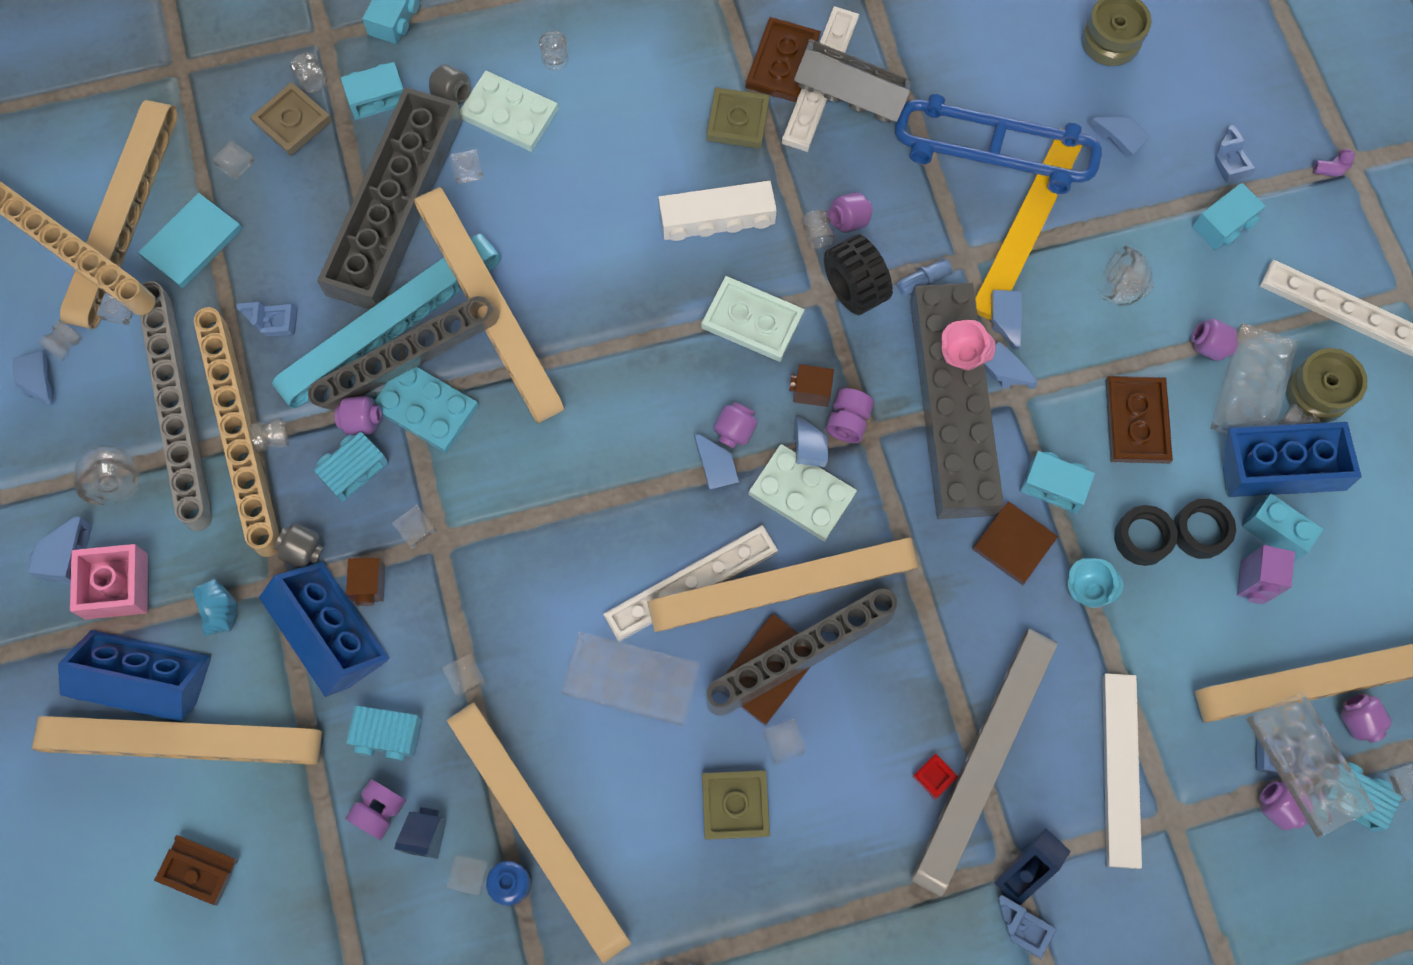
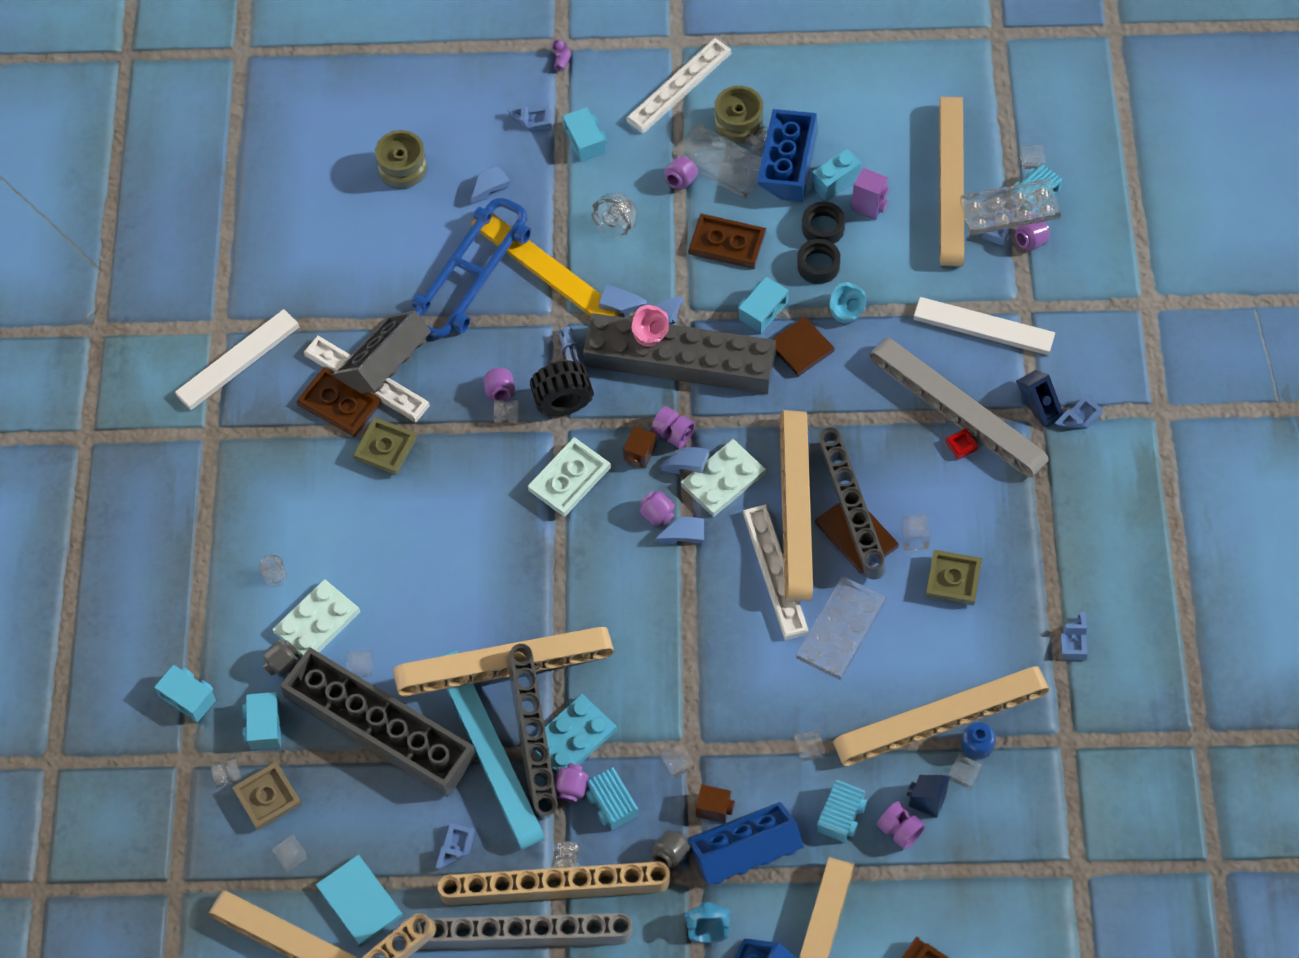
camera: 70 degrees left, 10 degrees down
(717, 210) = (466, 480): white brick -> none
(1366, 717) = (983, 168): medium lavender head -> none

